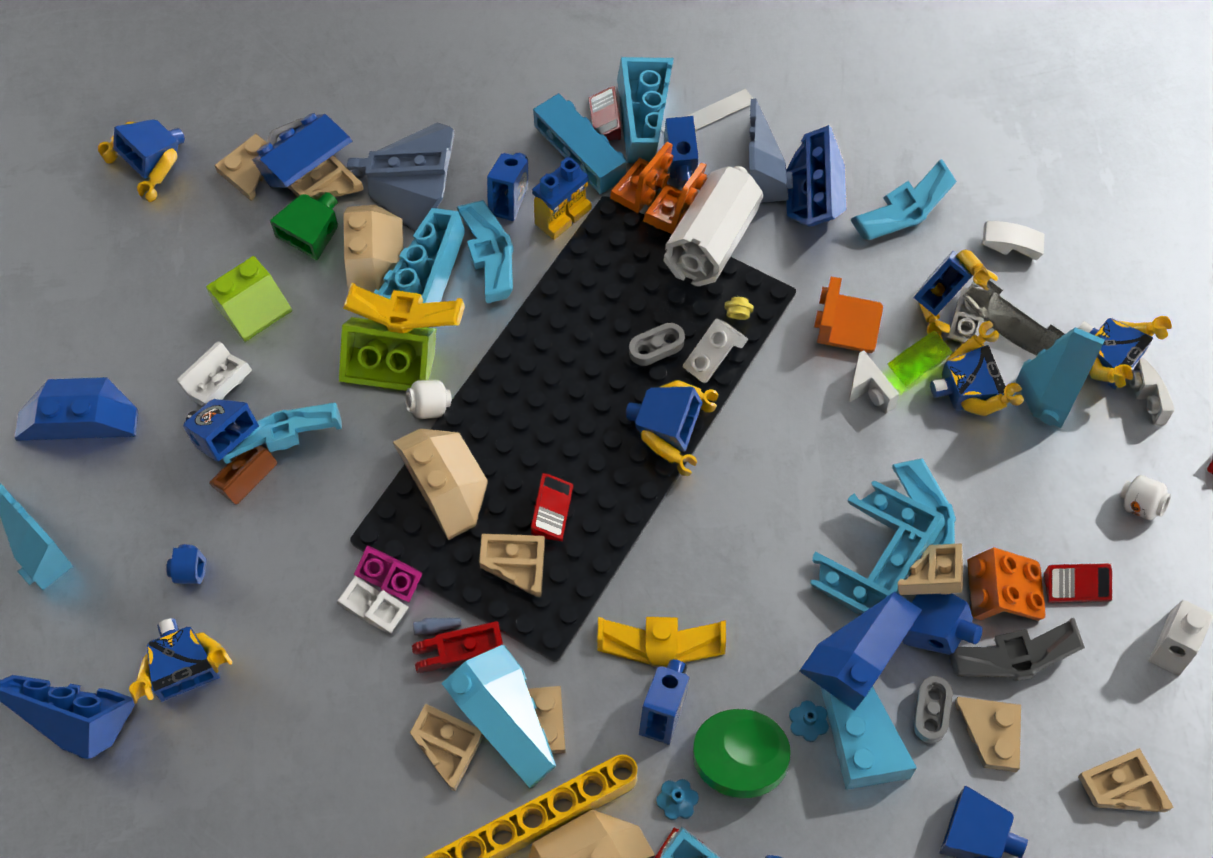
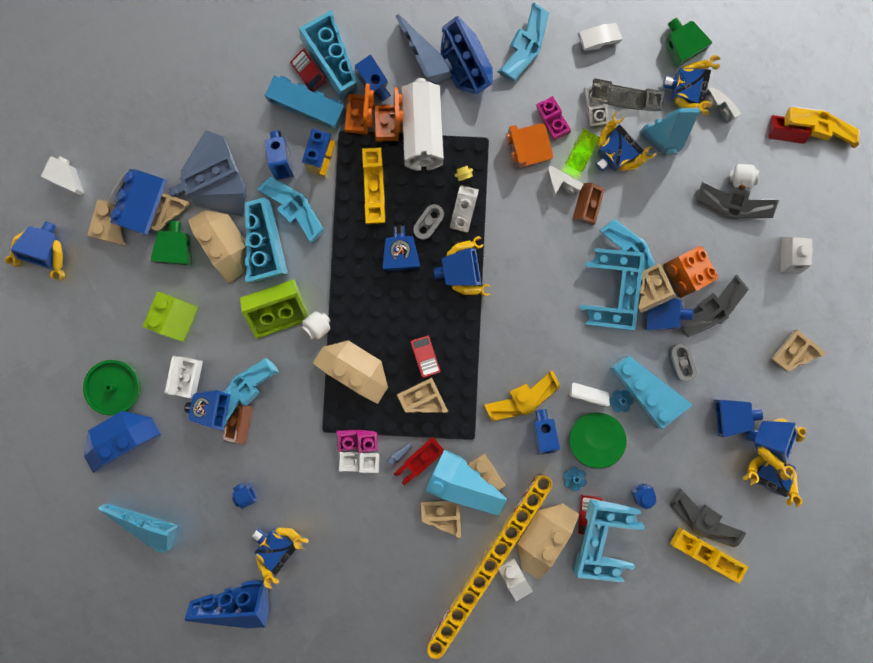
camera: 30 degrees left, 25 degrees up
(116, 347) = (111, 387): none -> green piece
(233, 89) = (62, 174): none -> white slope
(403, 310) = (272, 284): yellow plate -> none
(595, 361) = (400, 251): none -> blue torso
(610, 269) = (373, 185): none -> yellow slope
(720, 109) = (371, 34): white sticker -> none
(762, 685) = (589, 394): none -> white slope
(859, 651) = (638, 357): blue wedge -> none
(897, 431) = (588, 203): none -> dark orange slope
(899, 306) = (553, 118): none -> dark pink slope
(945, 284) = (577, 93): torso -> none
(994, 731) = (718, 356): tan wing -> none
(1078, 583) = (728, 248): slope -> none
(1119, 527) = (736, 202): none -> dark grey plate
(1134, 294) = (686, 41): none -> green torso

